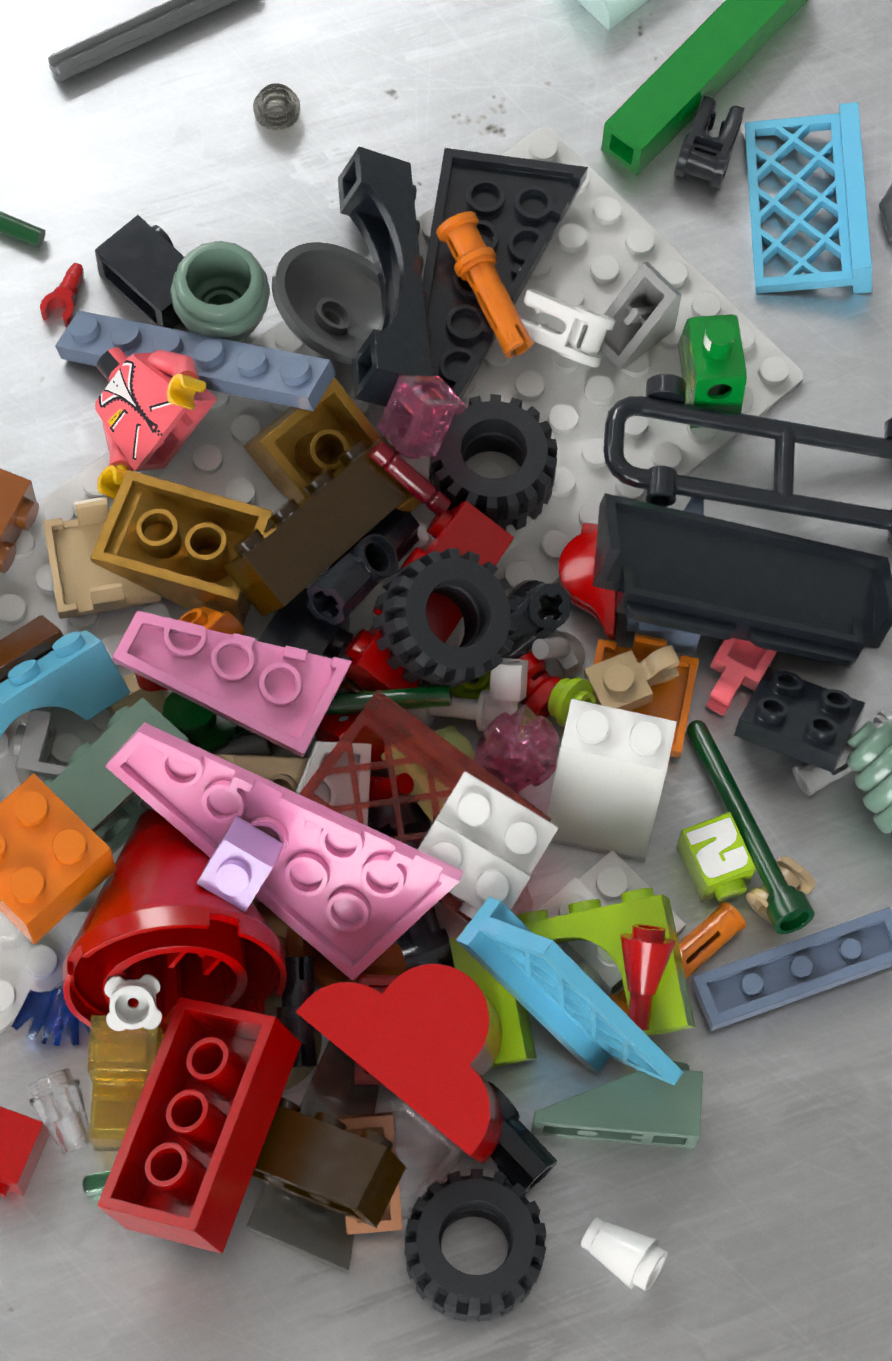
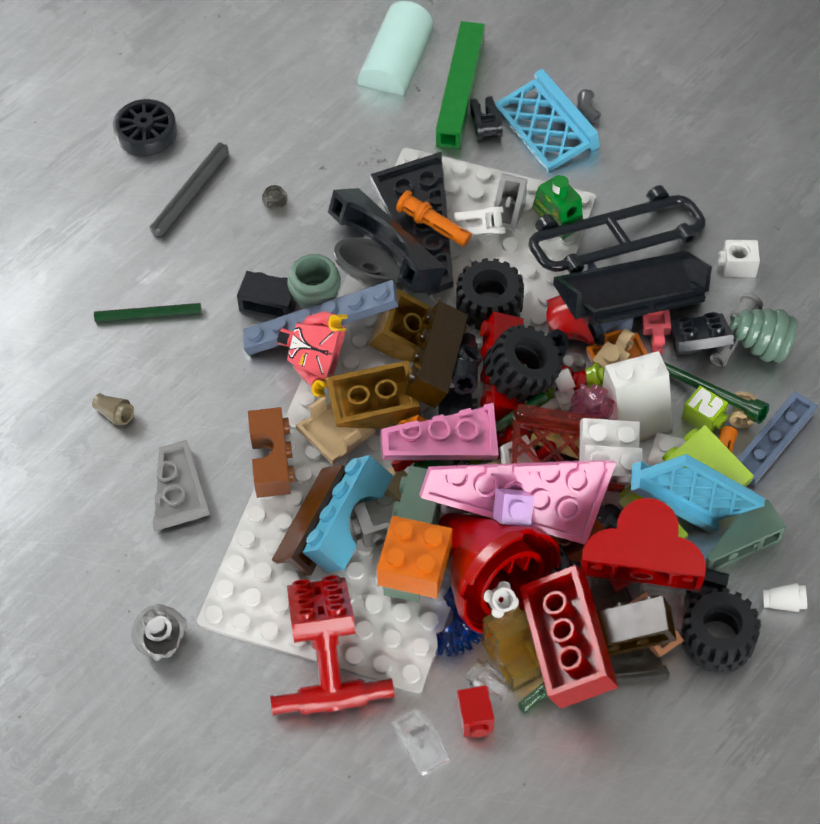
camera: 25 degrees left, 10 degrees down
(64, 295) = (230, 327): red piece -> none
(410, 478) = (463, 313): dark red wheel -> none
(419, 415) = (450, 283): clear pink brick -> none
(645, 960) = (719, 456): red cone -> none

